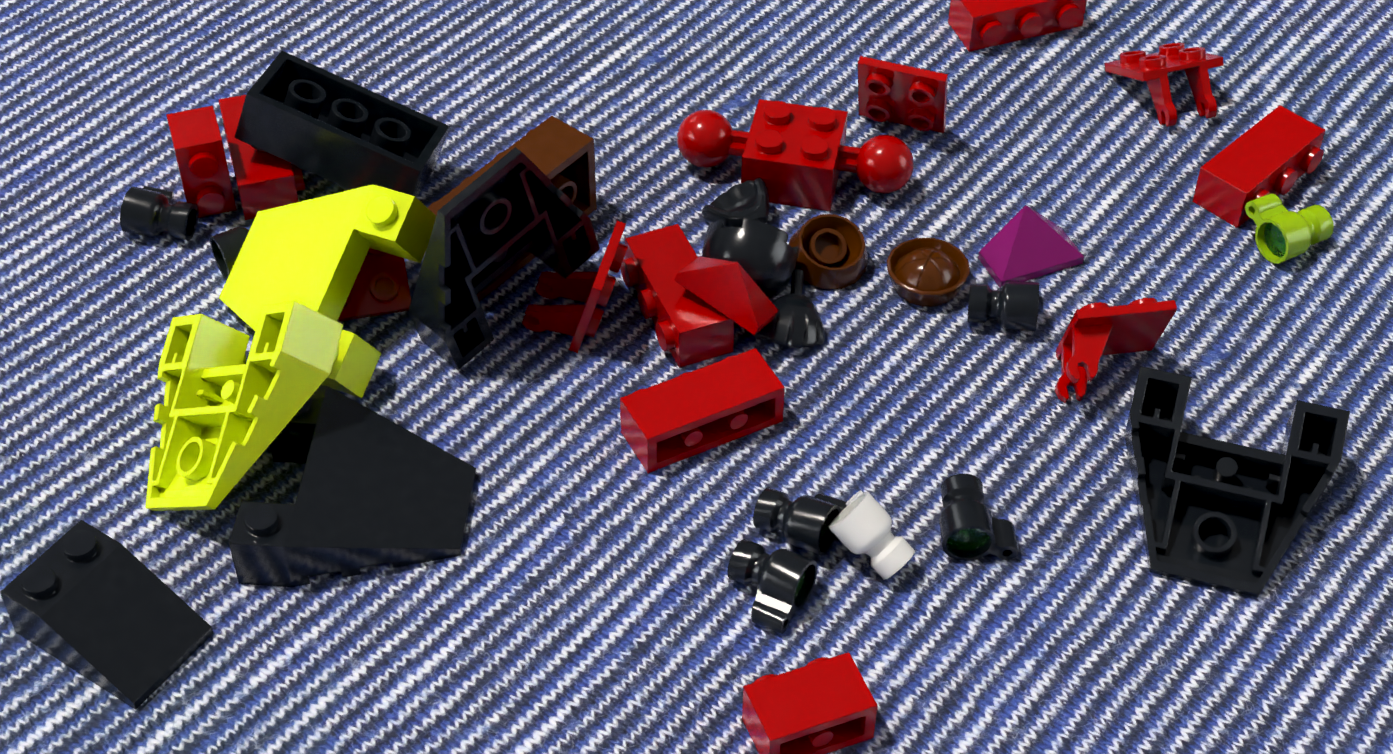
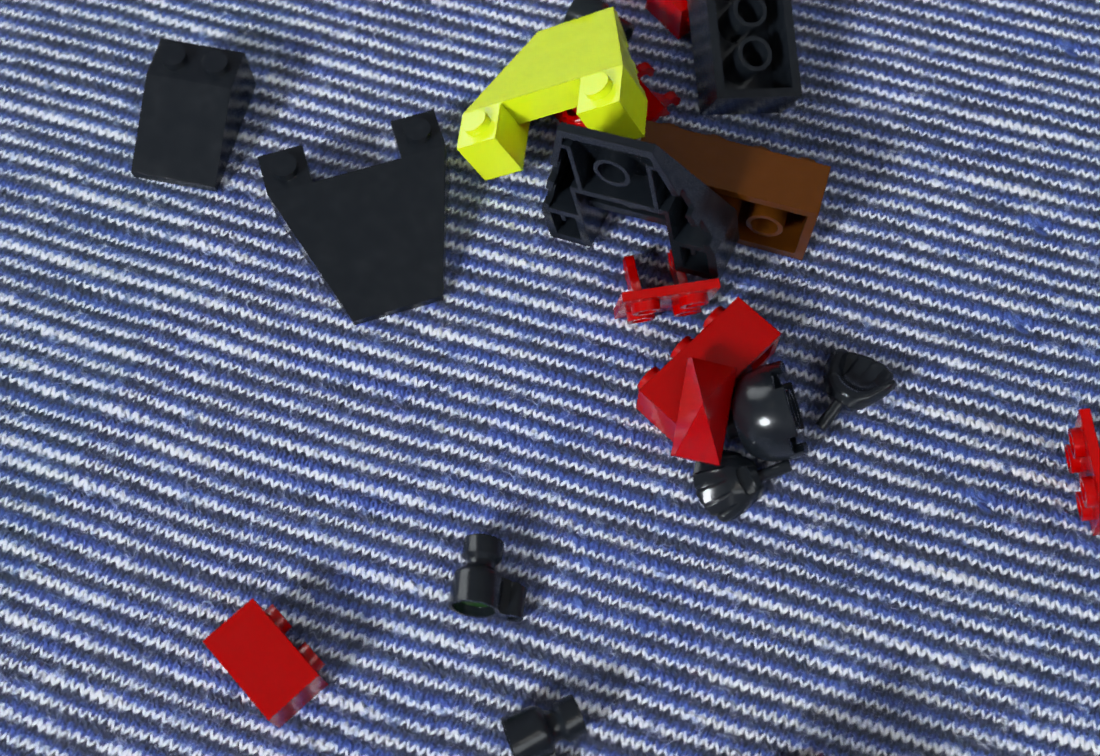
camera: 70 degrees right, 20 degrees up
(226, 411) = (406, 90): neon yellow wedge -> none
(701, 409) = (575, 445): red brick -> none
(782, 582) = (403, 589): black piece -> none
(796, 152) = (954, 404): red brick -> none
(830, 251) = (850, 473): reddish brown hat -> none
(867, 530) = (476, 640): white piece -> none
(927, 271) = (863, 585): reddish brown hat -> none
(1011, 306) = (849, 689): black piece -> none
(1028, 249) = (951, 683): magenta slope -> none

